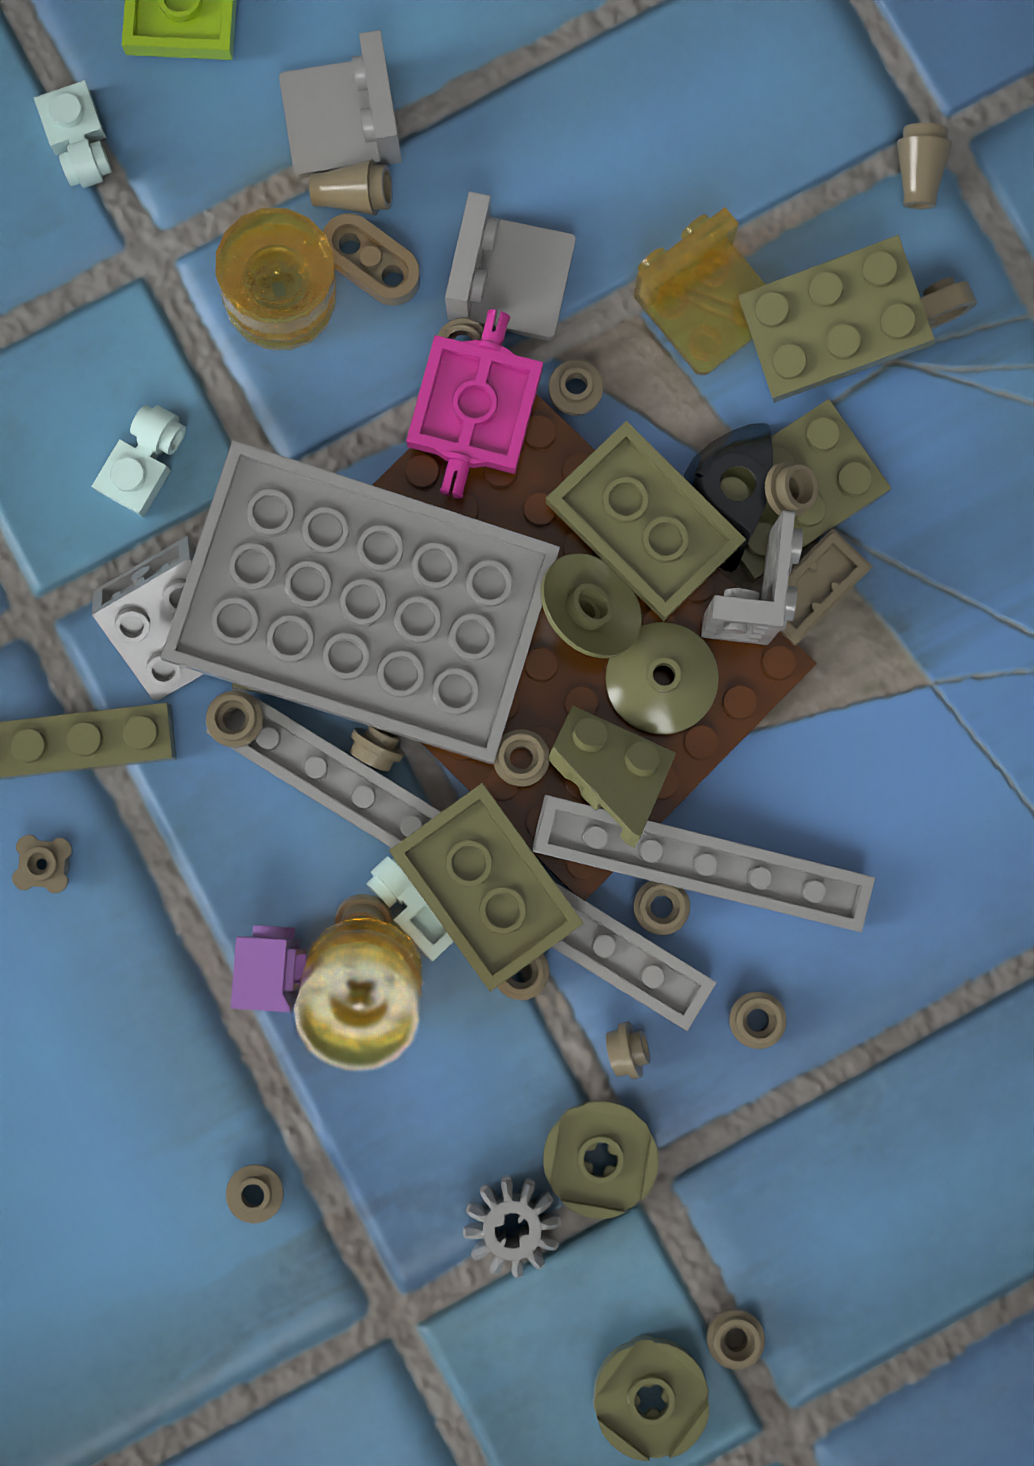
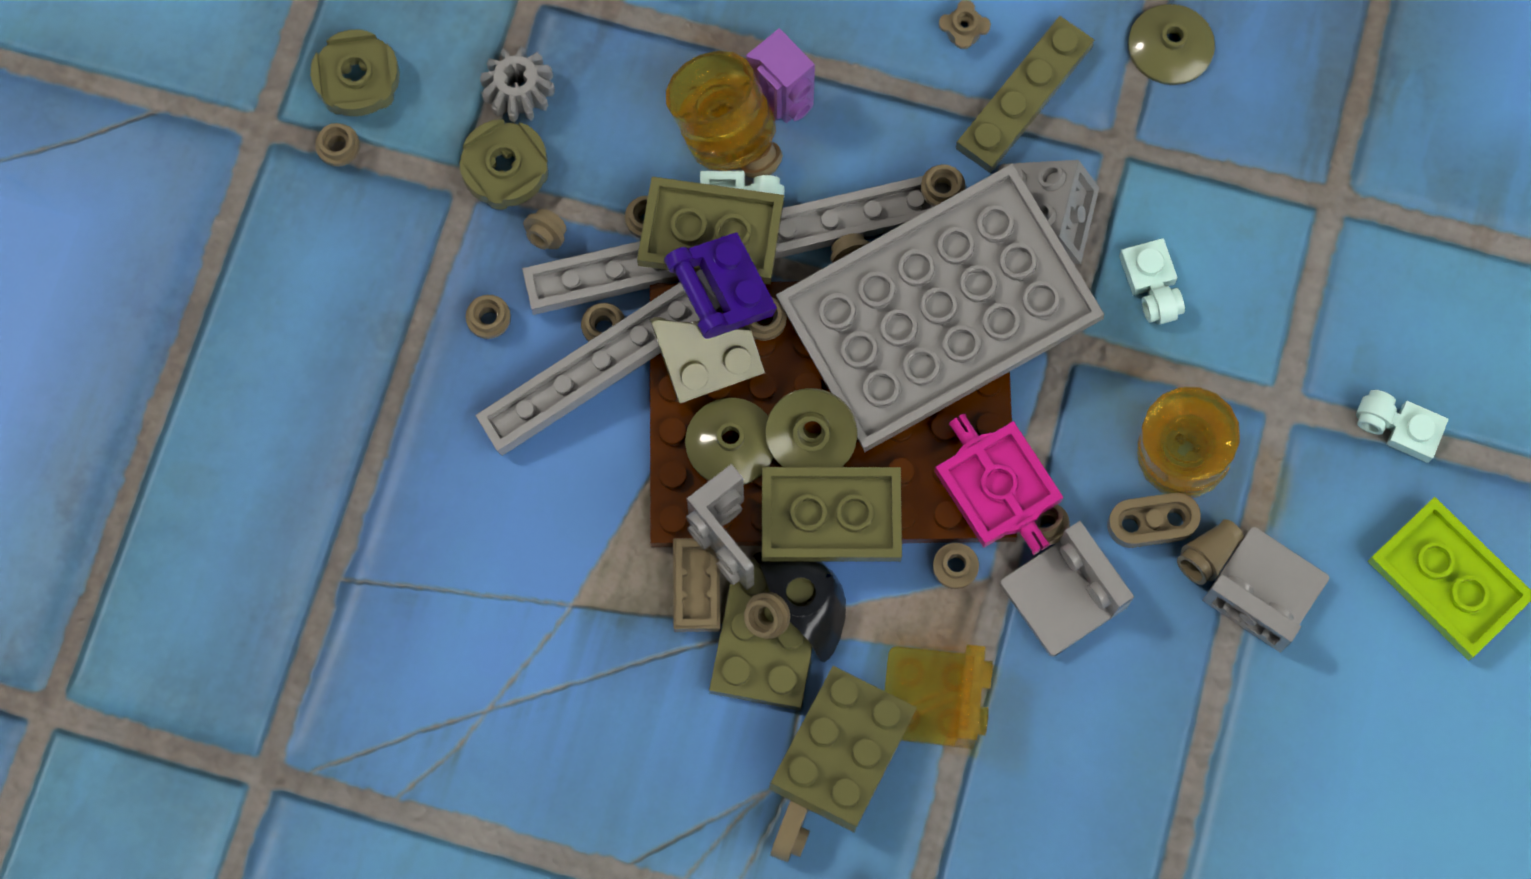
camera: 135 degrees right, 10 degrees down
(524, 806) = (731, 280): none -> dark purple plate

